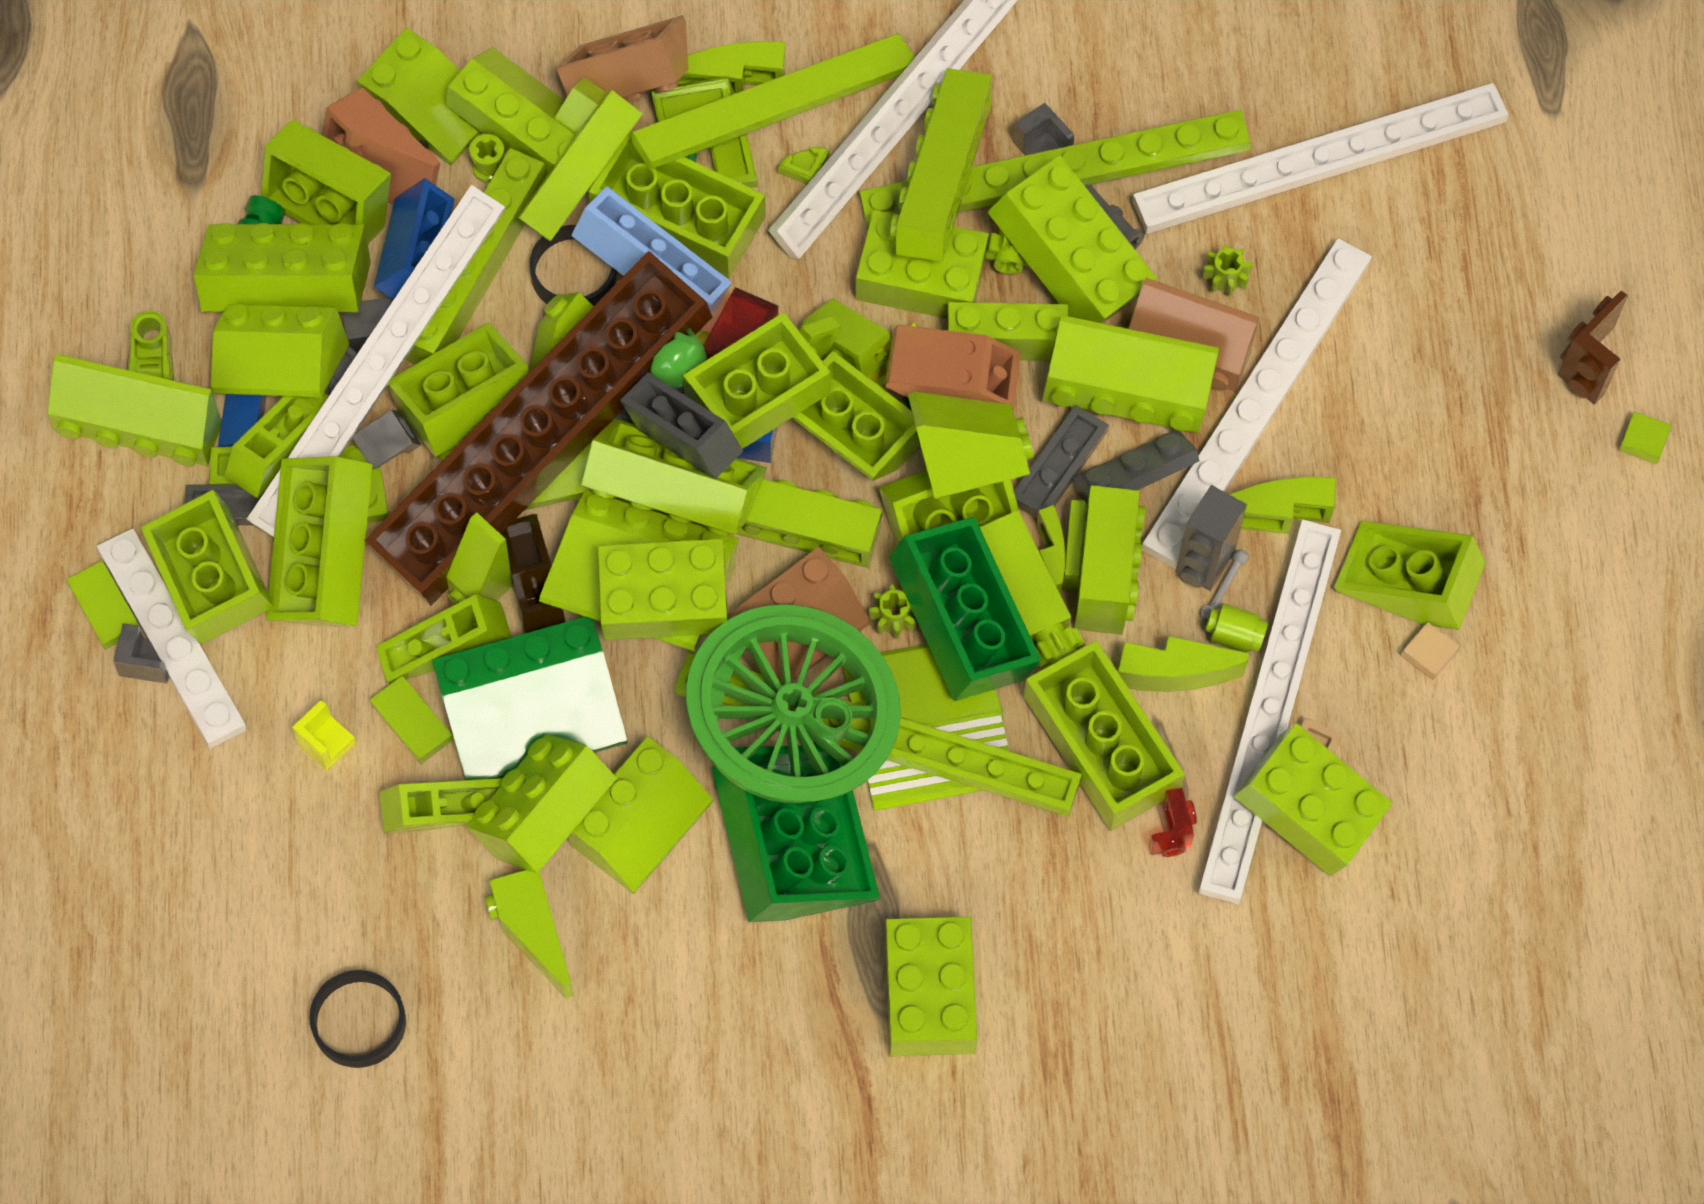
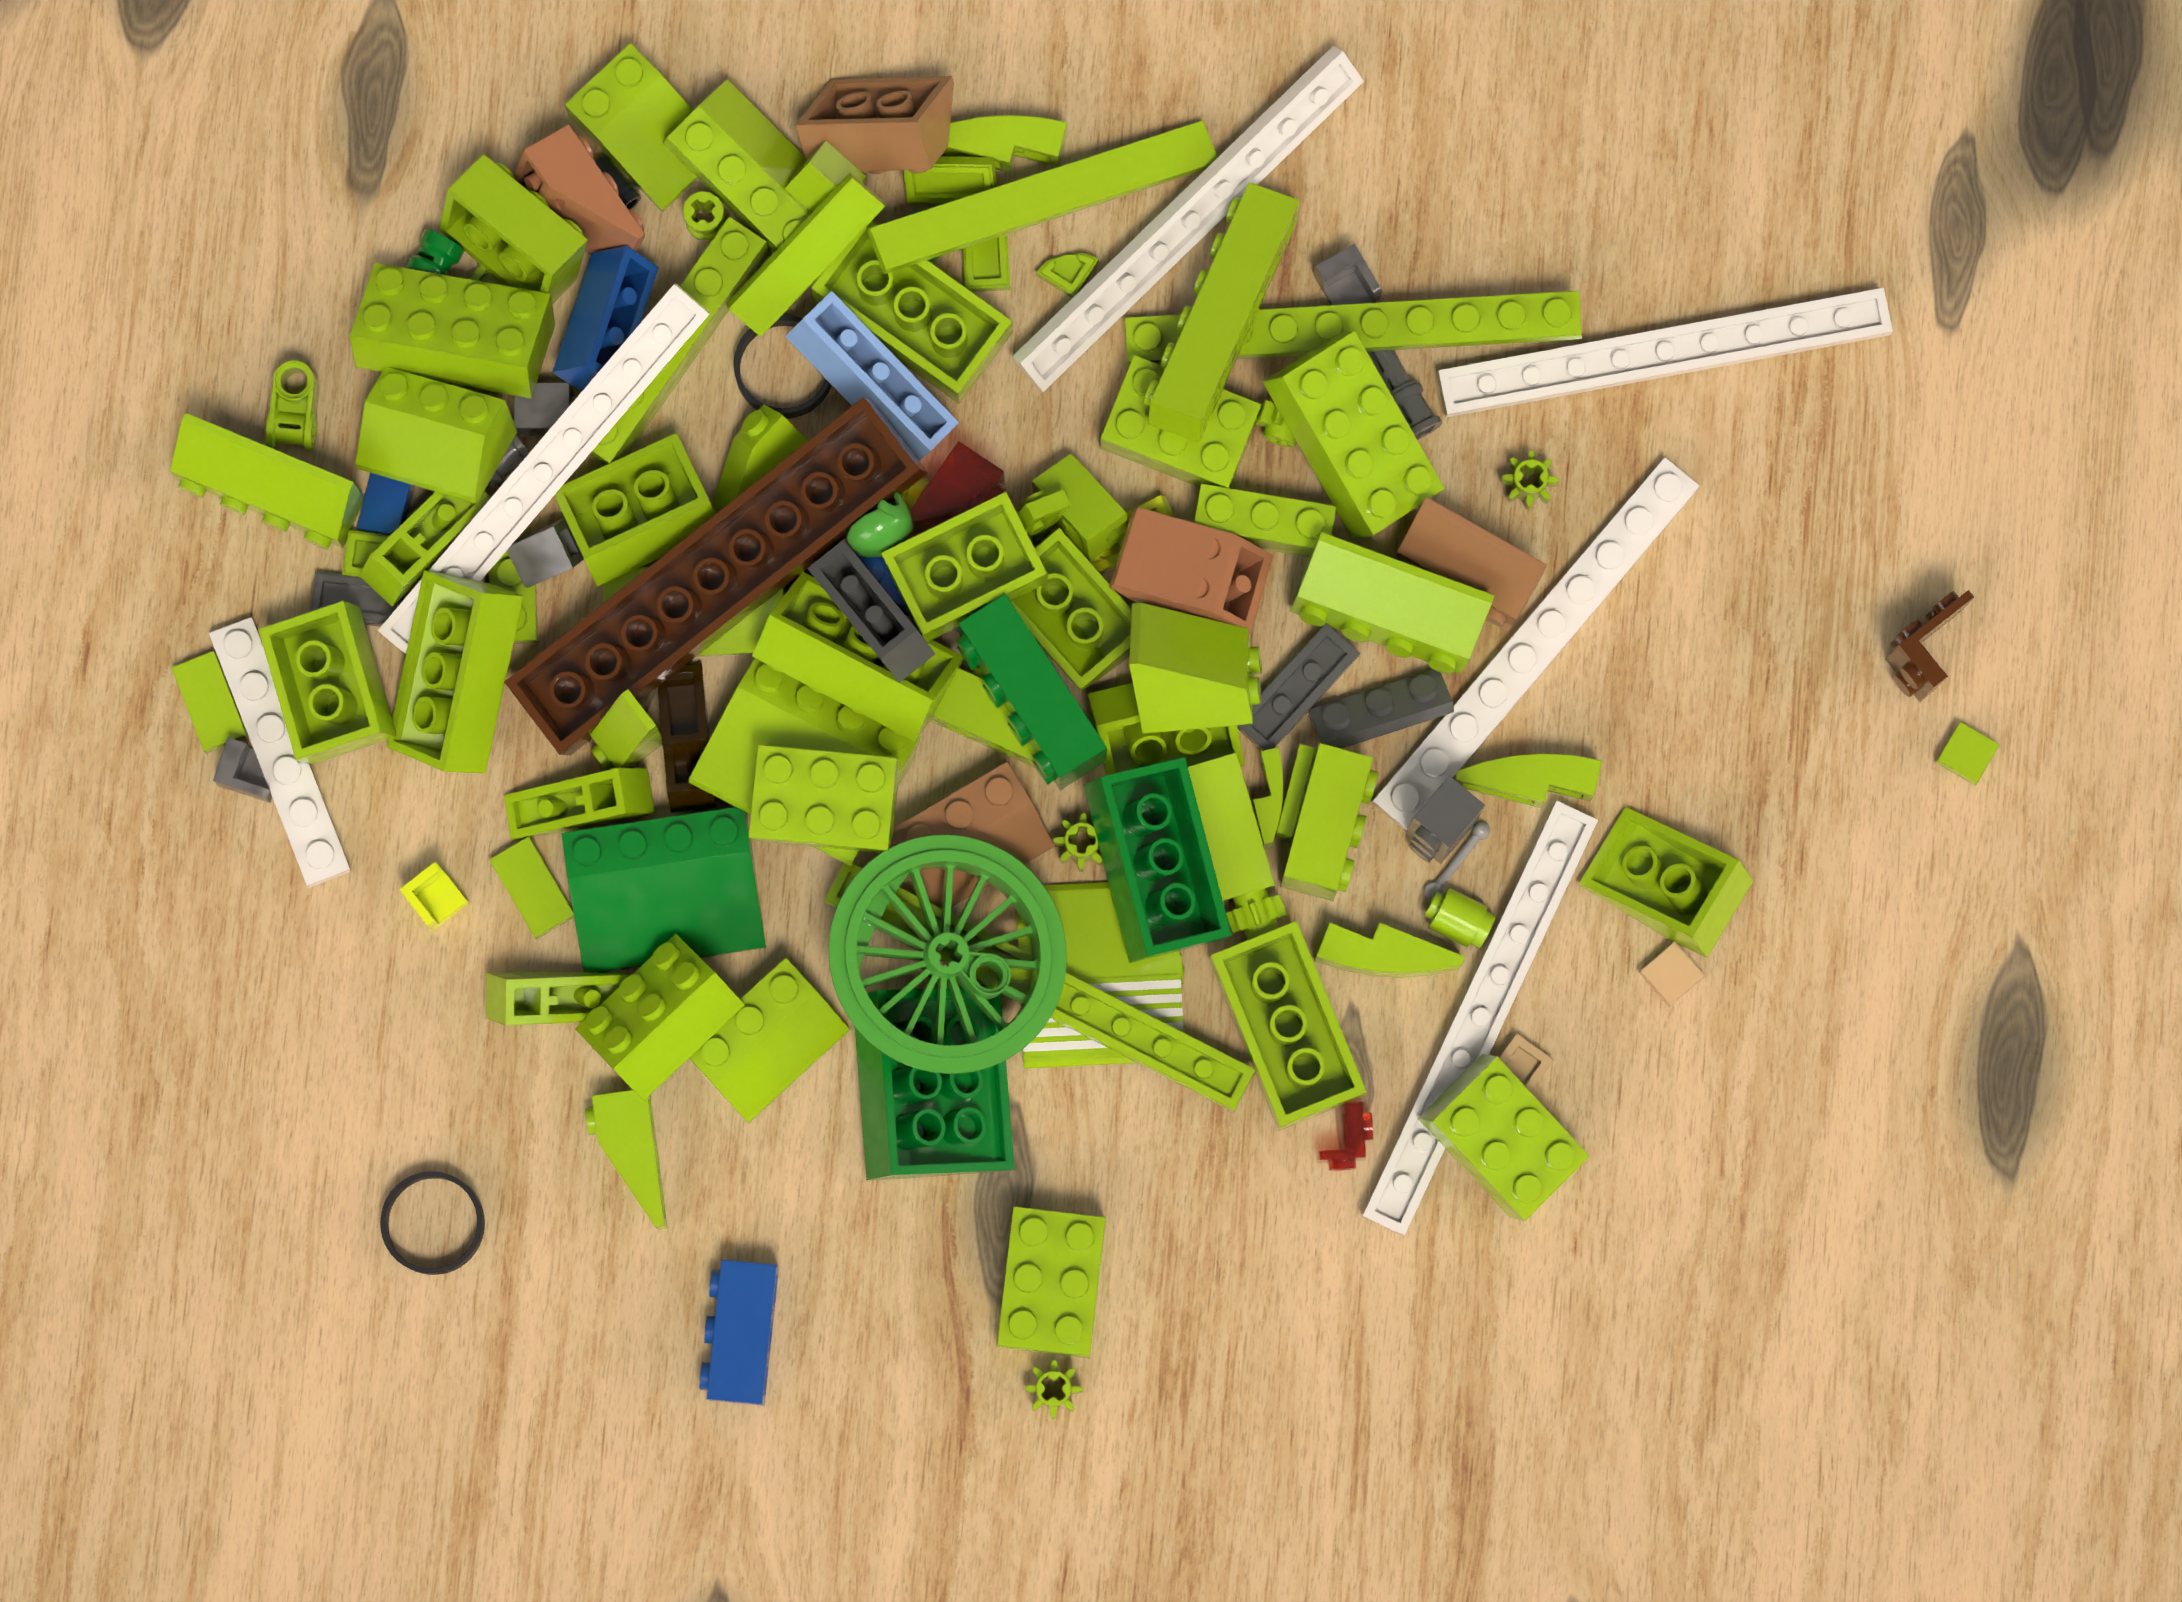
camera: 10 degrees right, 15 degrees up
(653, 1072) = (740, 1332): none -> blue brick
(832, 479) = (1032, 692): none -> green brick
(951, 1091) = (1067, 1389): none -> lime gear

